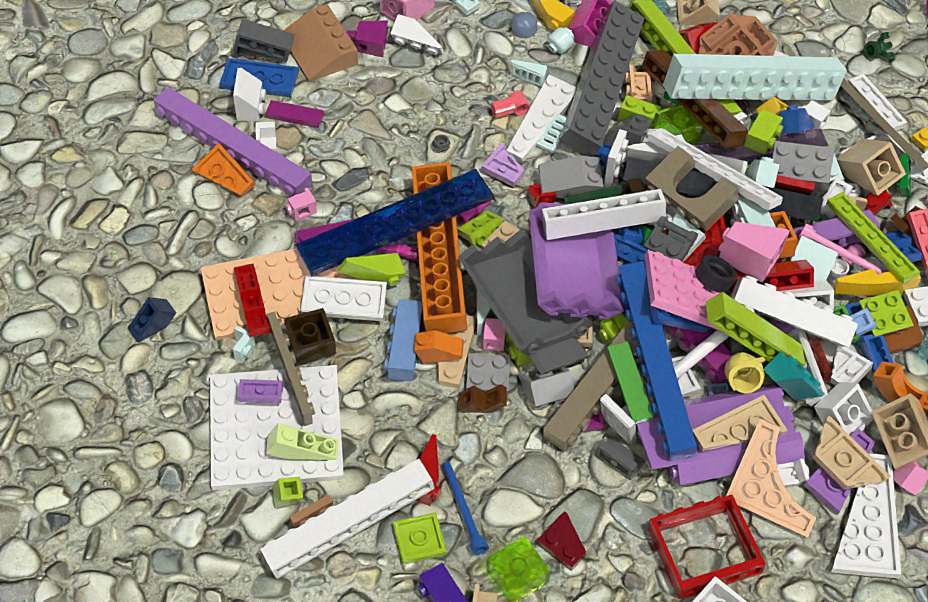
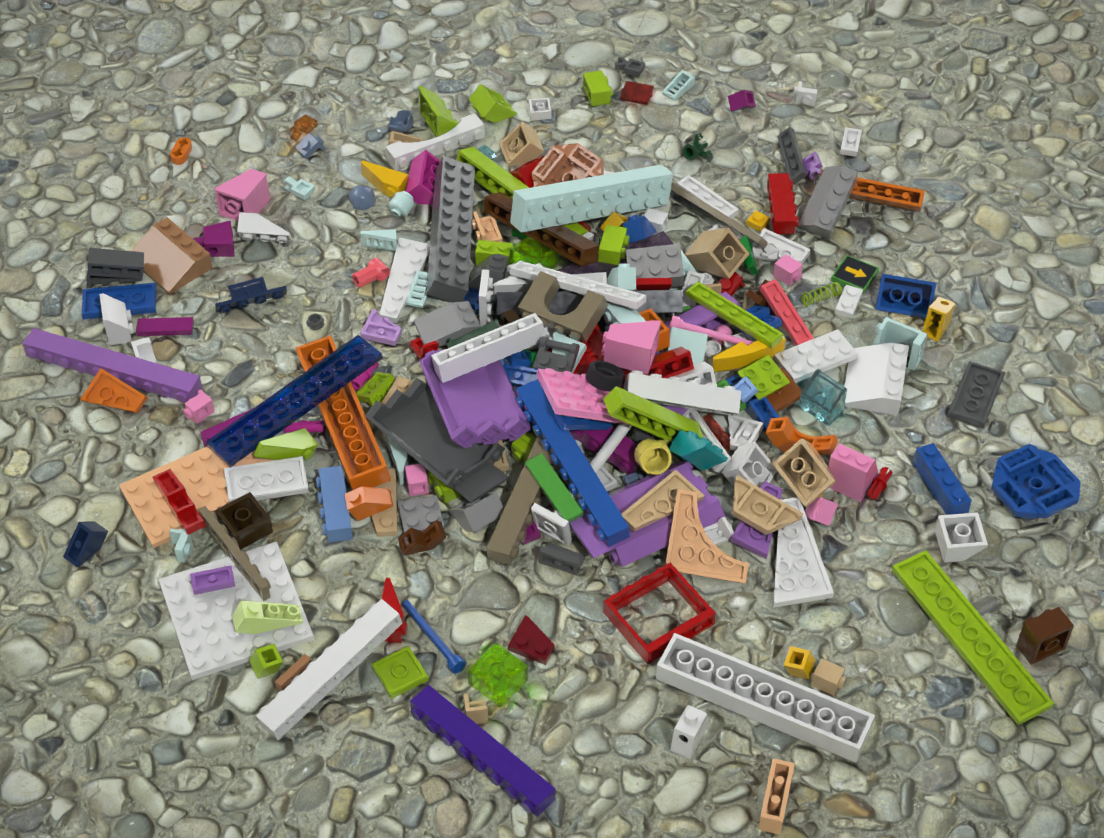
camera: 15 degrees left, 5 degrees down
(384, 98) = (249, 292): none -> dark blue bracket

